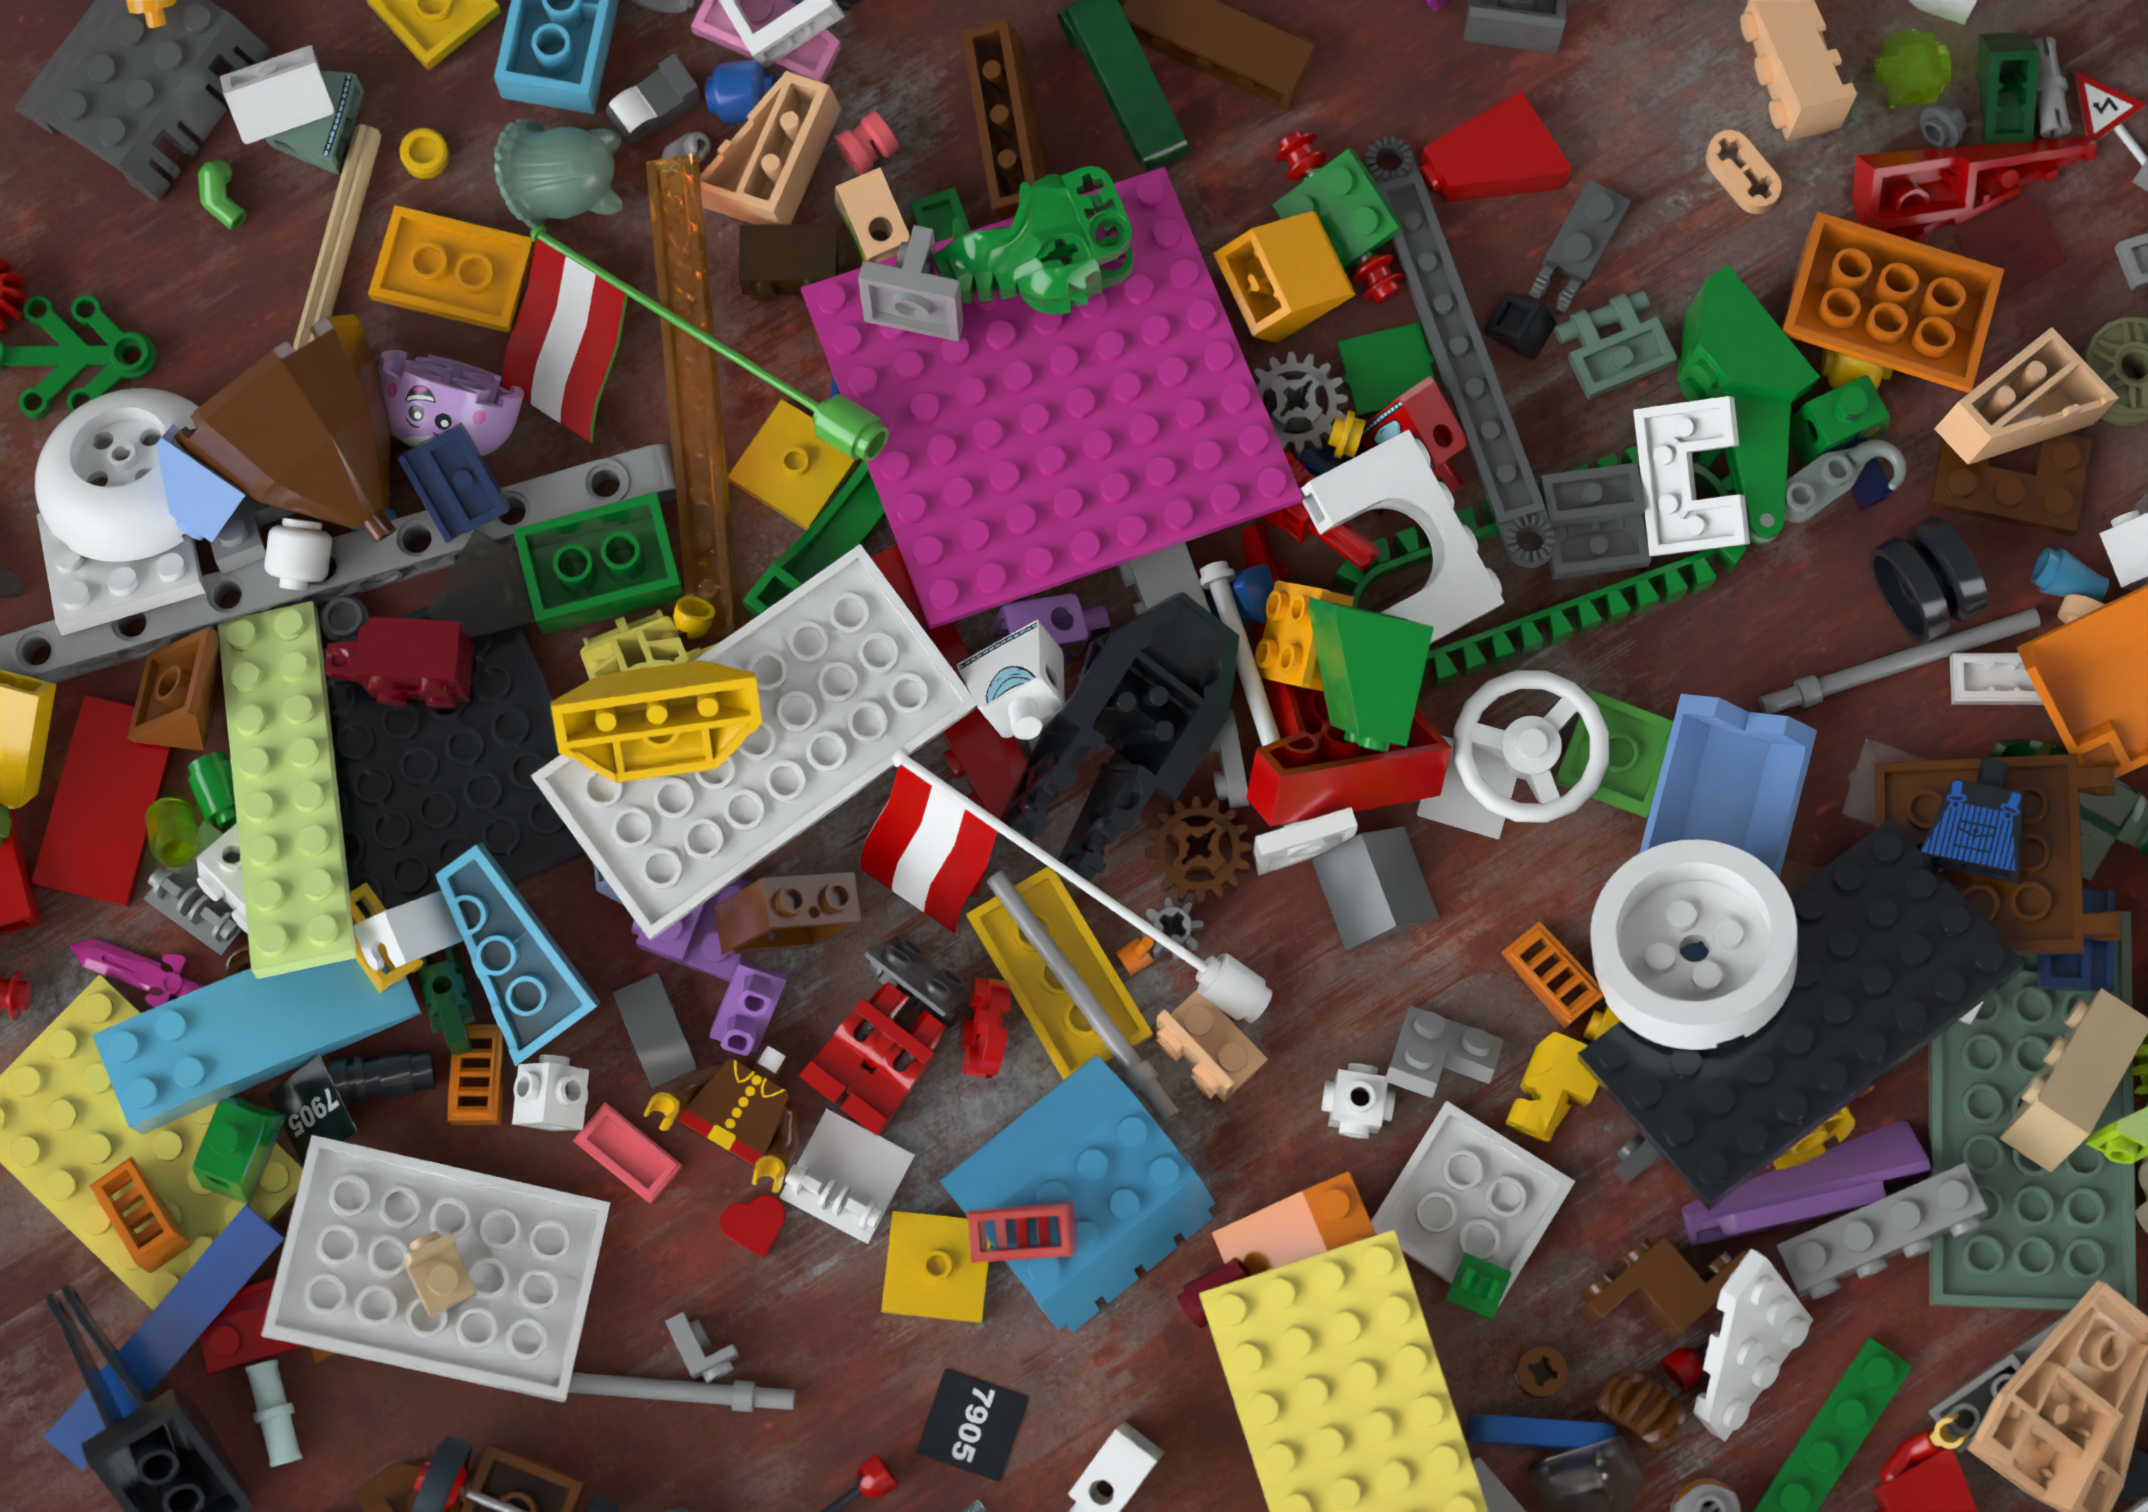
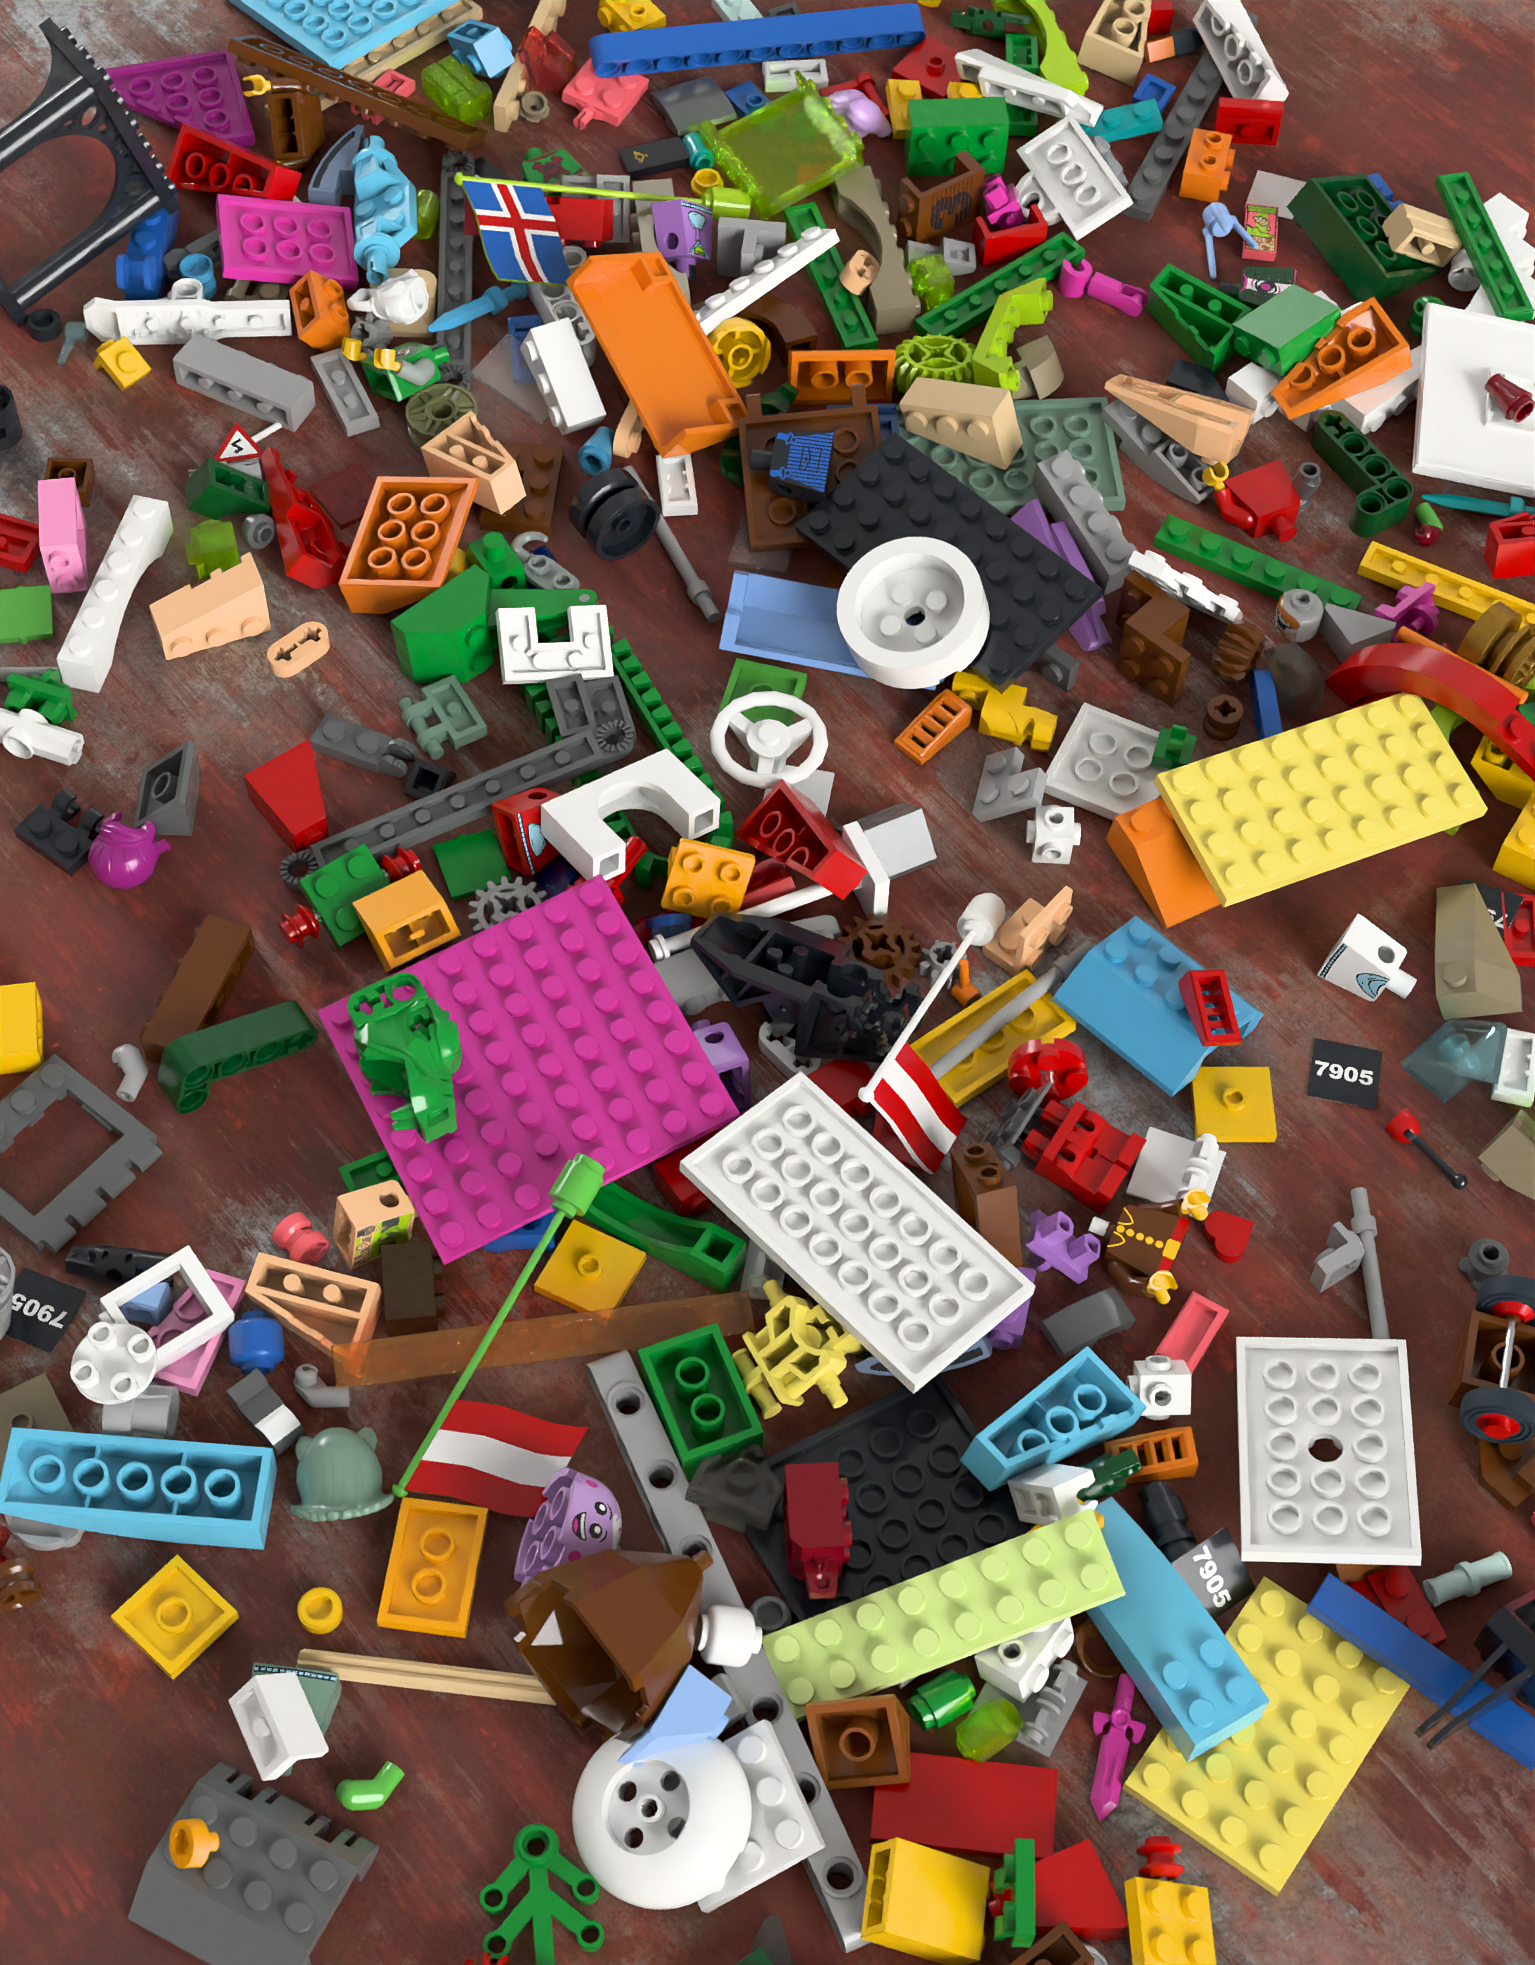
camera: 100 degrees left, 20 degrees down
(156, 1242) = (1358, 1678): orange slope -> none
(237, 1148) = (1262, 1616): green torso -> none
(438, 1273) = (1334, 1434): tan bracket -> none
(454, 482) = (649, 1505): dark blue plate -> none
(657, 719) = (854, 1272): yellow wedge -> none
(693, 616) = (739, 1319): yellow hinge -> none
(912, 293) = (452, 1144): light grey bracket -> none
(1003, 112) = (280, 1129): reddish brown brick -> none
(1017, 681) = (780, 1046): white torso -> none
(1225, 1274) = (1211, 914): dark red cone -> none
(1346, 435) = (537, 868): yellow plate -> none
(1369, 671) = (745, 800): green slope -> none
(1685, 1366) = (1199, 637): red hinge -> none

